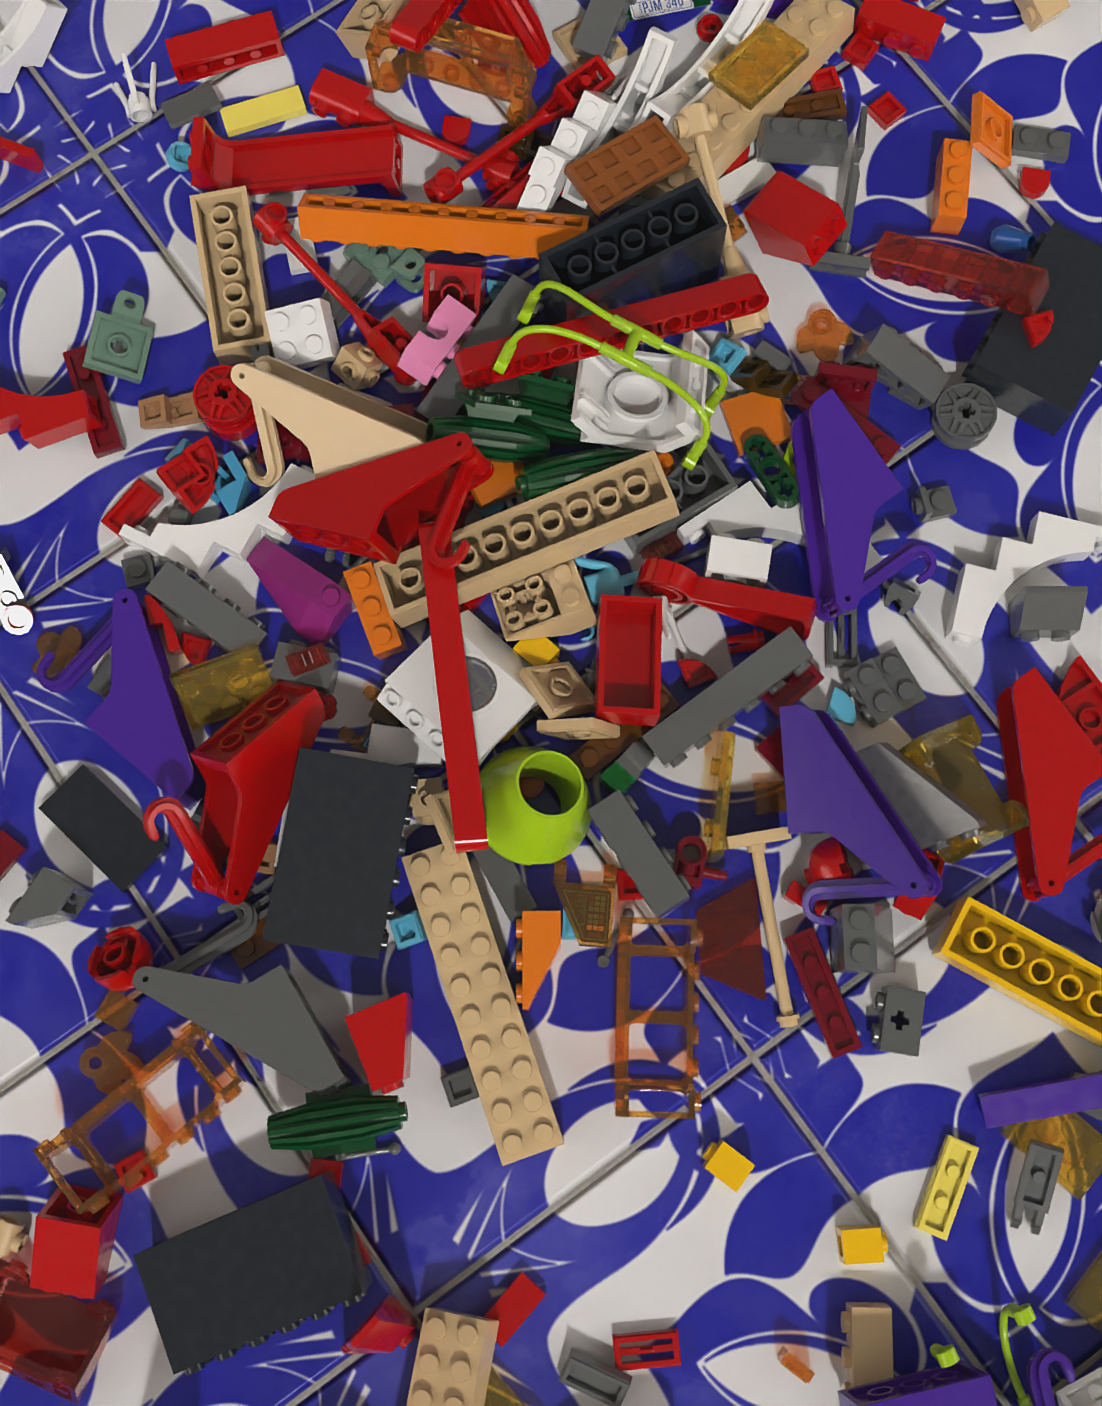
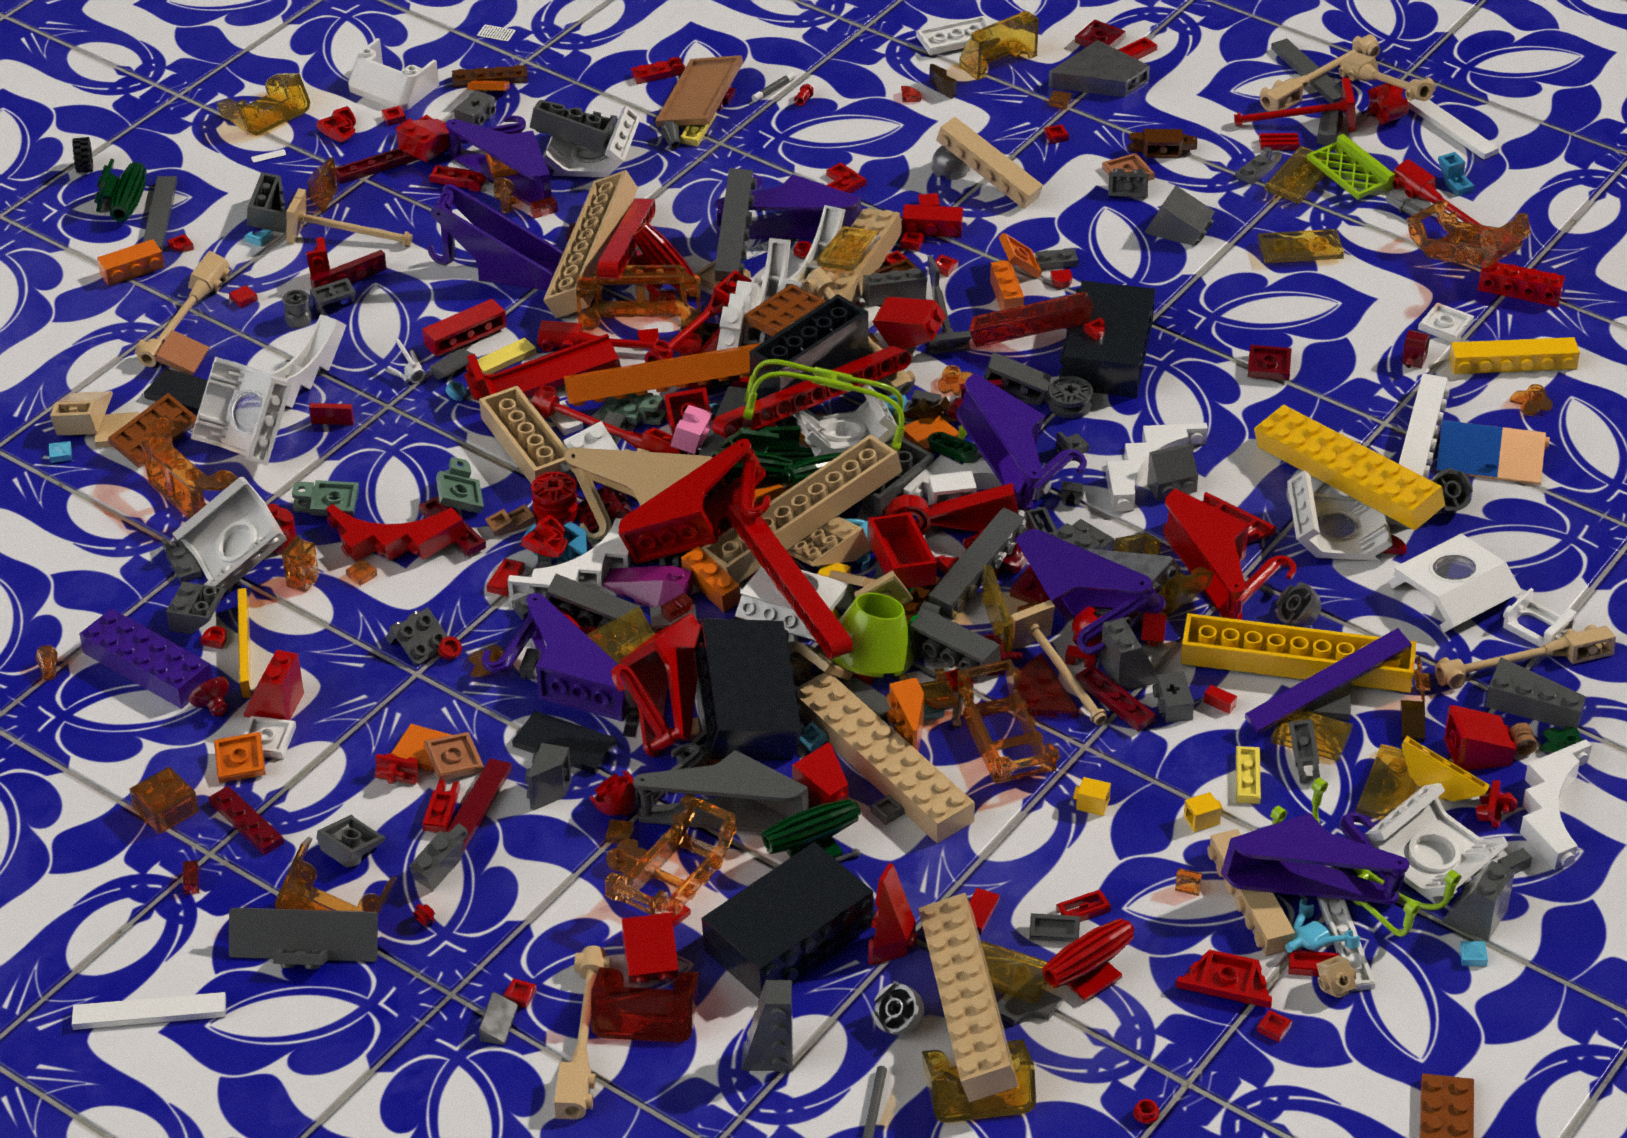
camera: 20 degrees left, 35 degrees down
(959, 1040) = (1220, 699): none -> red piece

